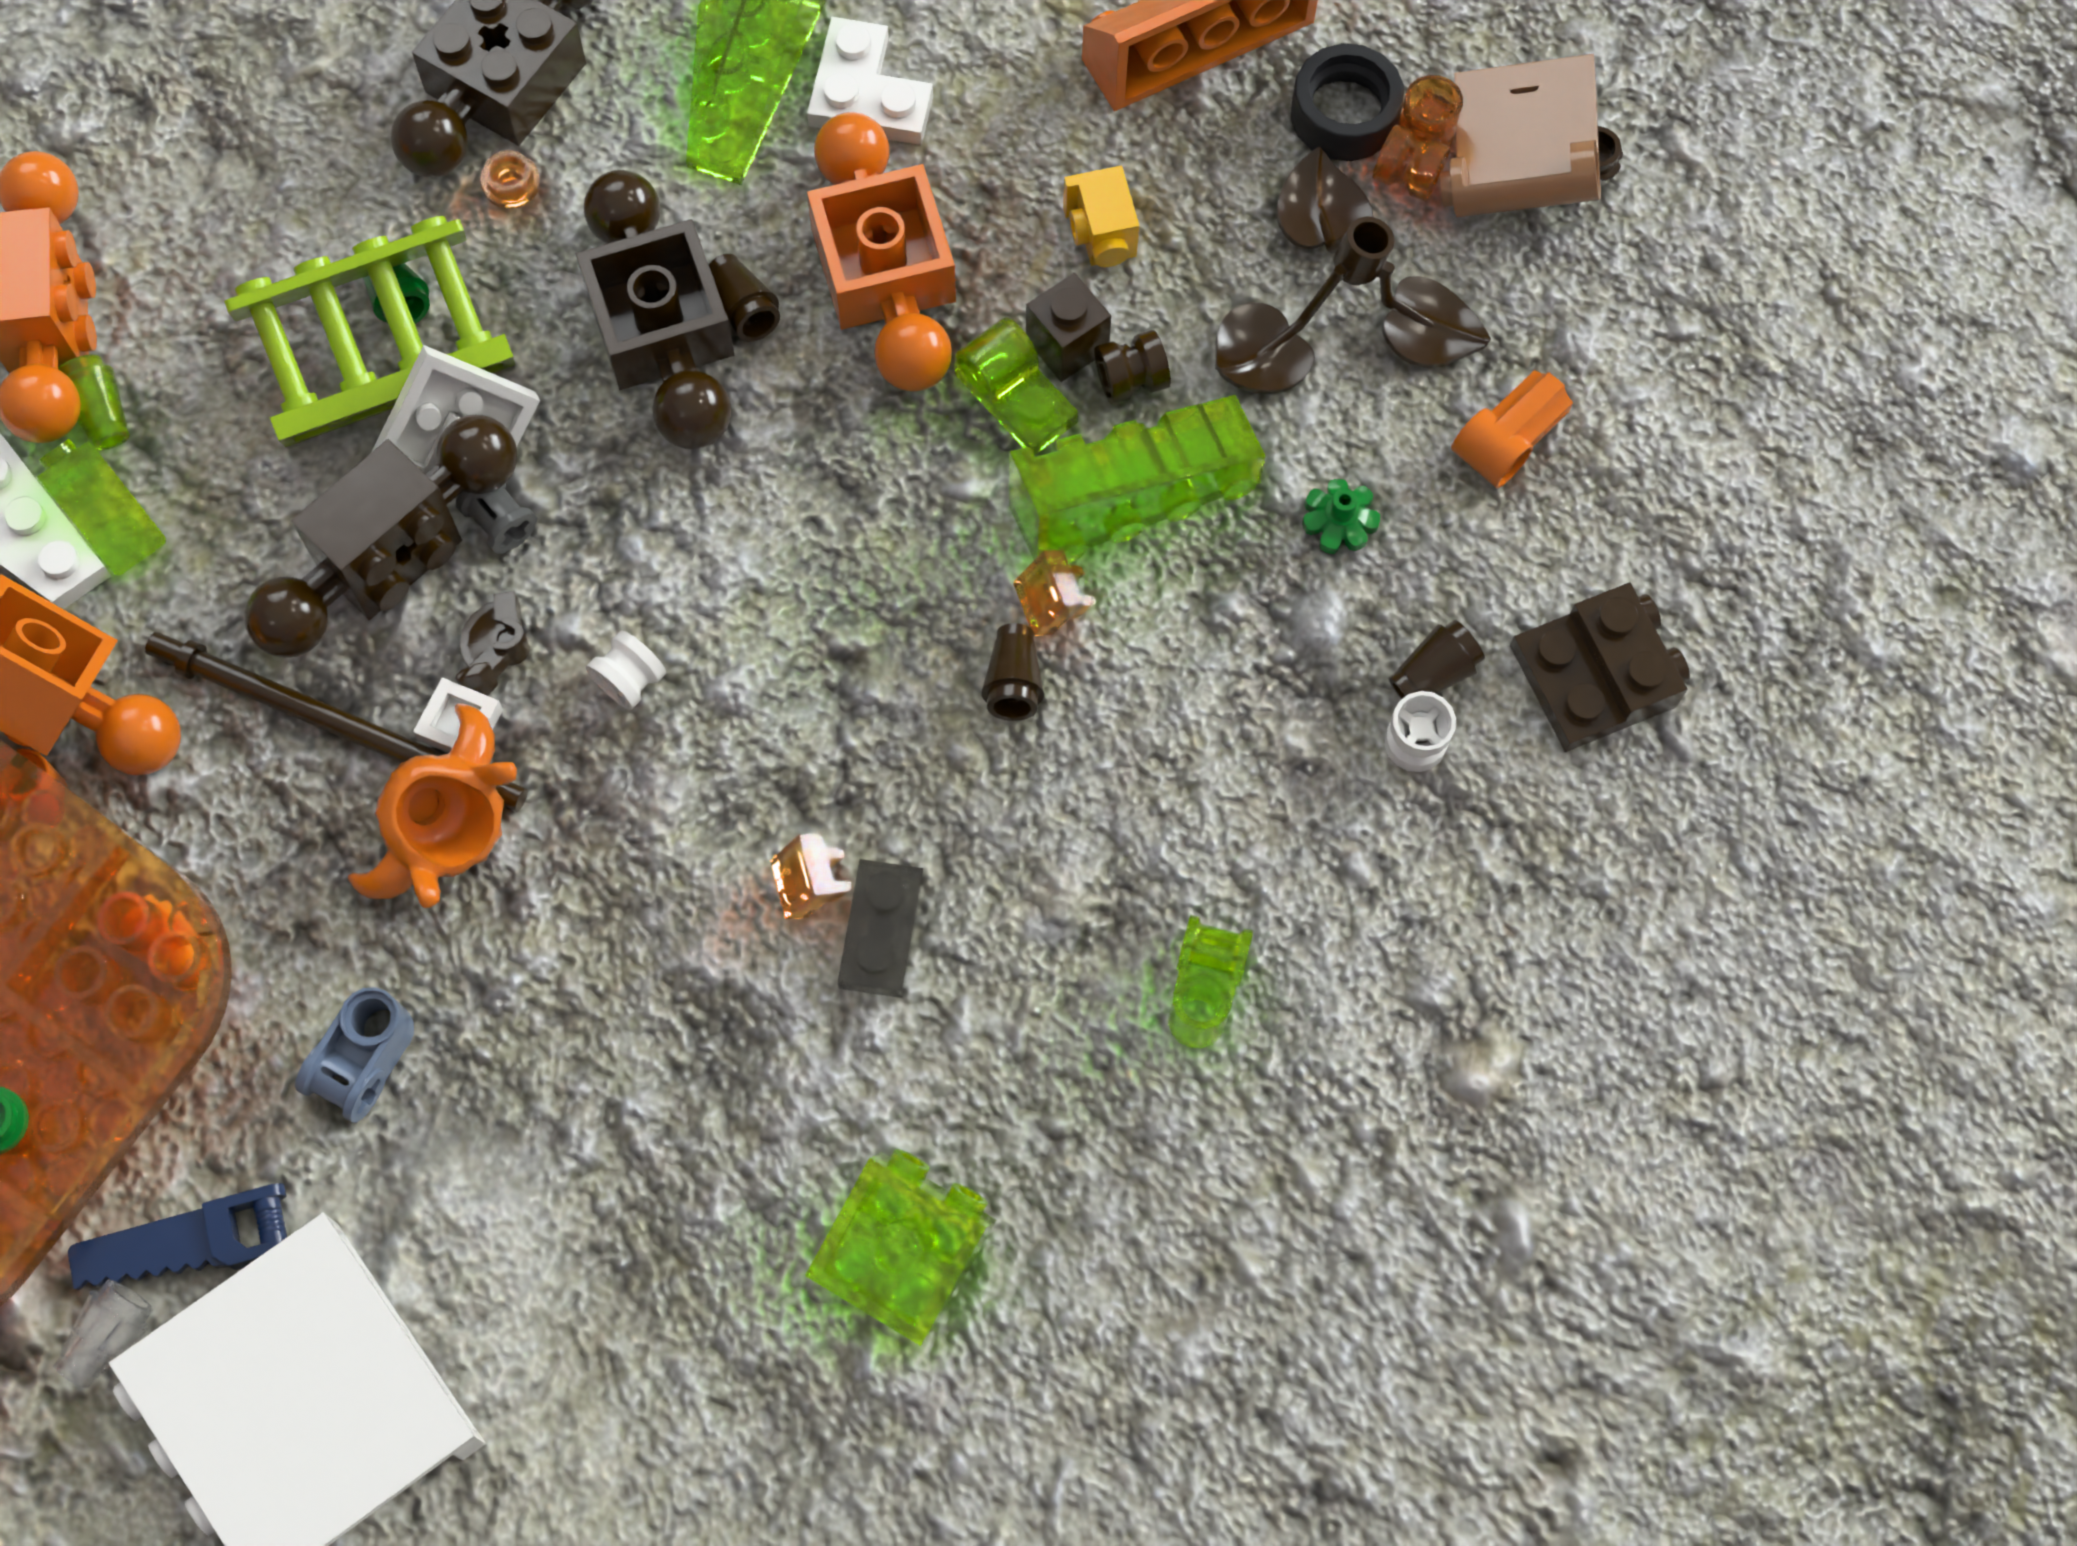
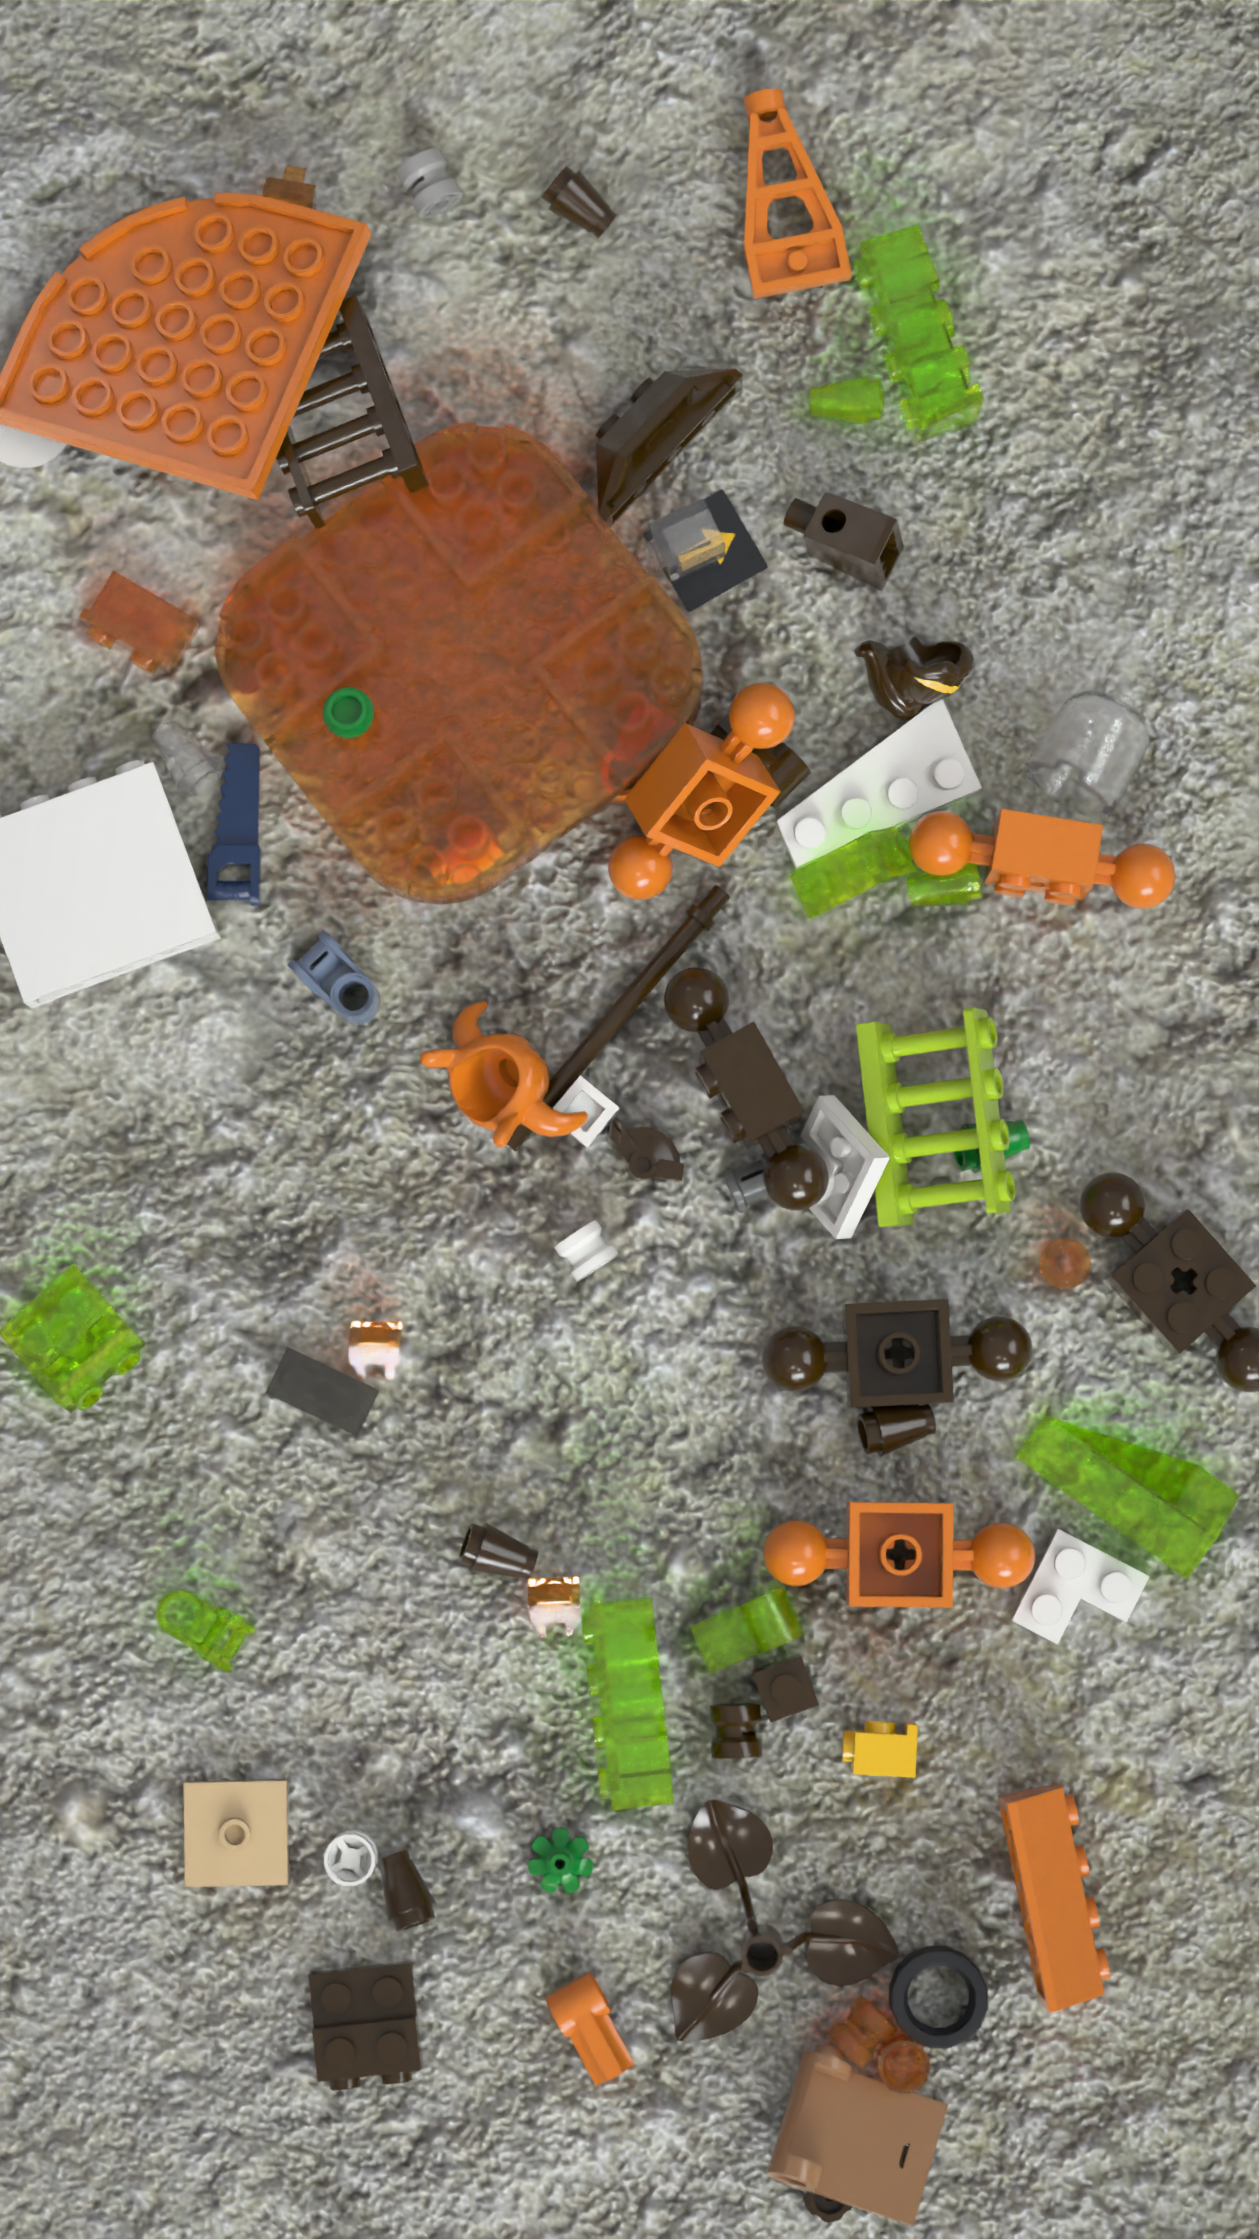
camera: 110 degrees right, 15 degrees up
(1438, 875) = (236, 1833): none -> tan plate

